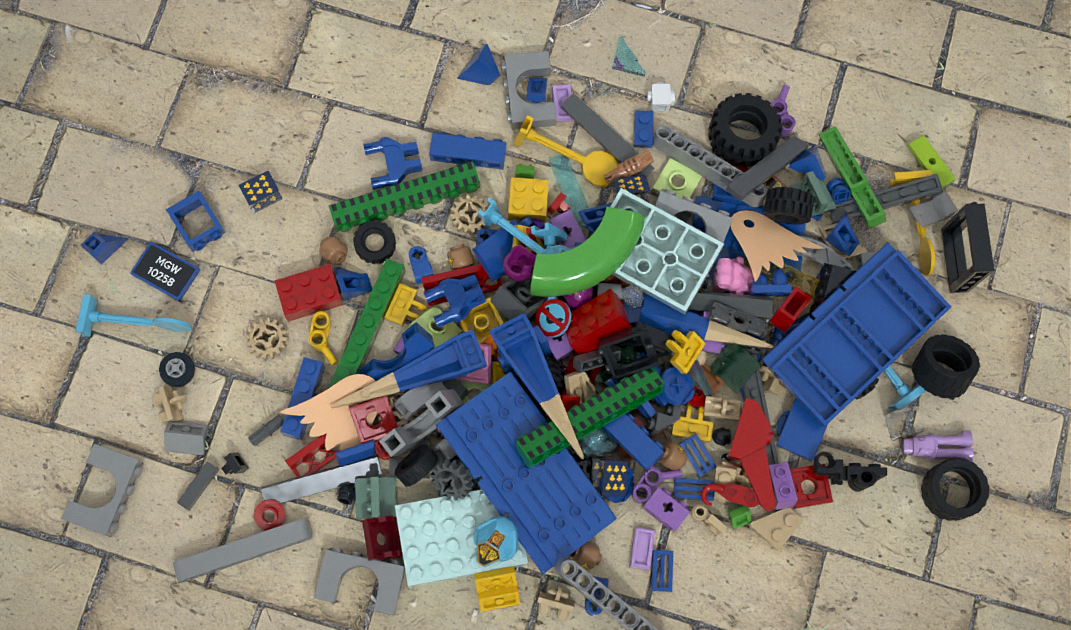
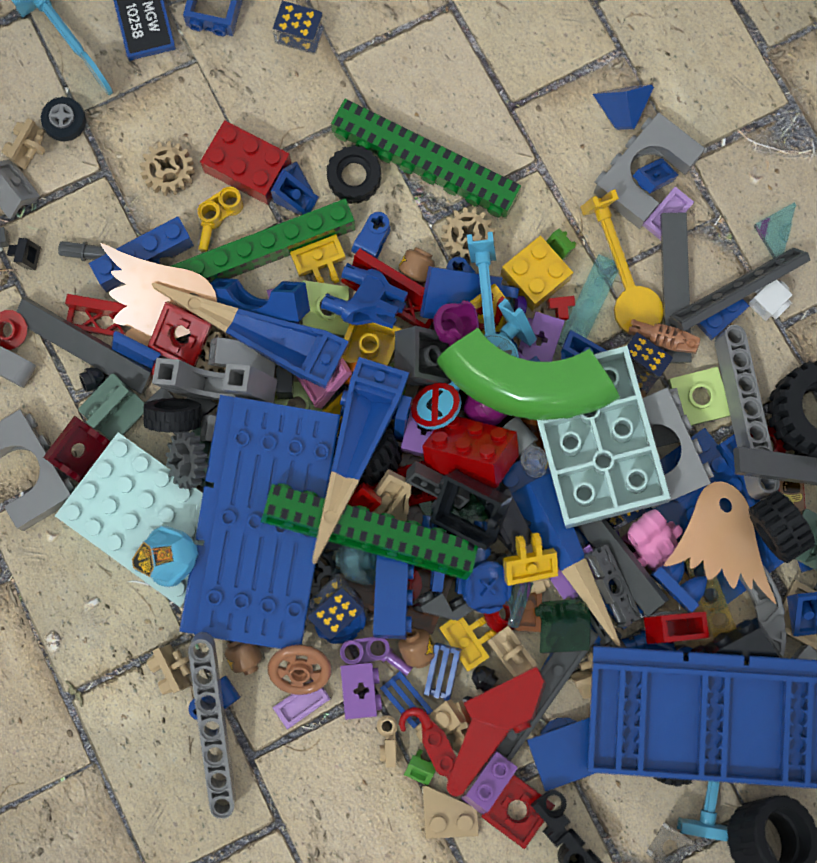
camera: 50 degrees right, 5 degrees up
(333, 250) = (308, 145): medium nougat head -> none
(395, 160) = (451, 116): blue connector -> none
(461, 150) = (526, 168): blue brick -> none
(497, 589) = (131, 601): yellow slope -> none
(625, 529) = (299, 669): none -> nougat plate
(640, 107) = (739, 288): none -> dark grey tile
(661, 588) = (280, 757): blue tile -> none

